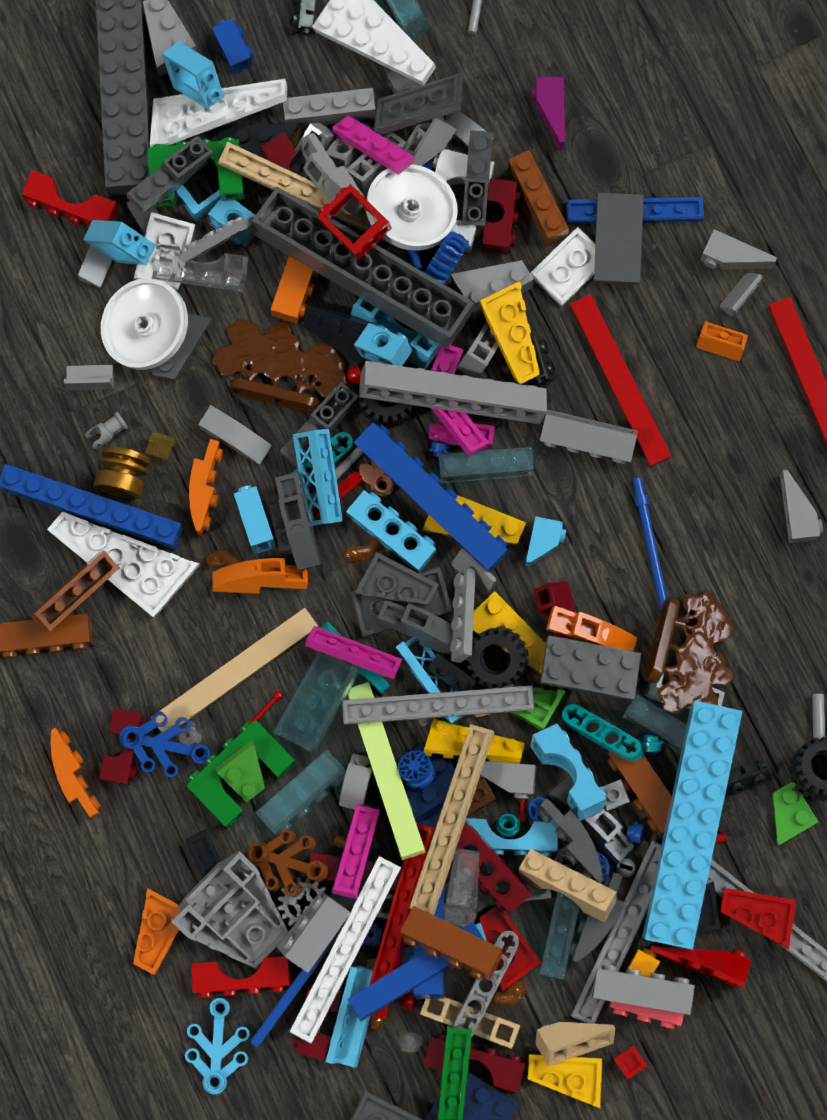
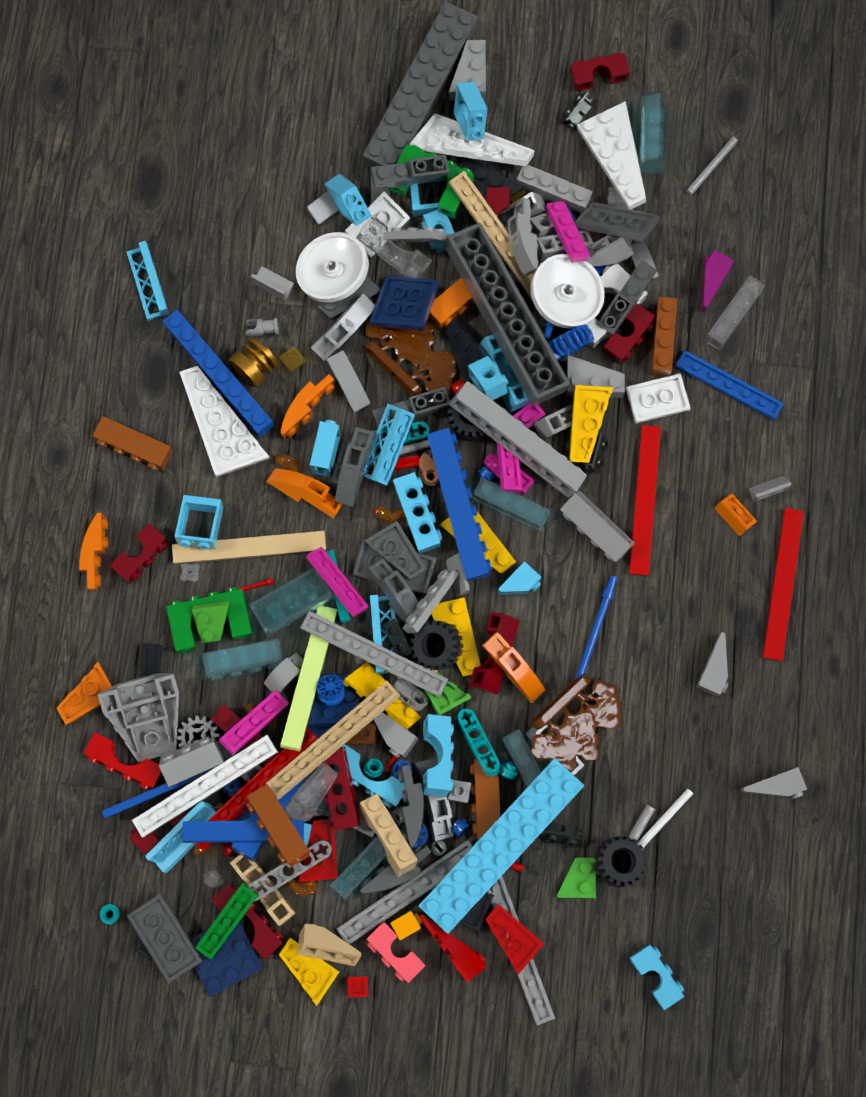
camera: 30 degrees right, 0 degrees up
(42, 192) = (318, 135): red arch -> none
(74, 591) = (170, 425): dark orange brick -> none
(160, 655) = (198, 504): none -> medium azure window
(161, 743) = (166, 566): blue plant -> none
(195, 381) = (343, 327): none -> light grey slope
(216, 1050) = (77, 802): medium azure plant -> none
(232, 46) = (512, 105): blue brick -> none
(245, 318) = (404, 303): none -> dark blue plate
(284, 861) = (190, 685): dark orange plant -> none
(370, 237) = (521, 295): red window -> none
(498, 725) = (408, 693): none -> light grey piece
(590, 668) = (496, 691): dark grey plate -> none
(596, 131) = (735, 313): none -> clear brick
(618, 238) = (704, 398): dark grey tile -> none
(643, 991) = (395, 942): light grey brick -> none
(730, 253) = (779, 455): light grey slope -> none

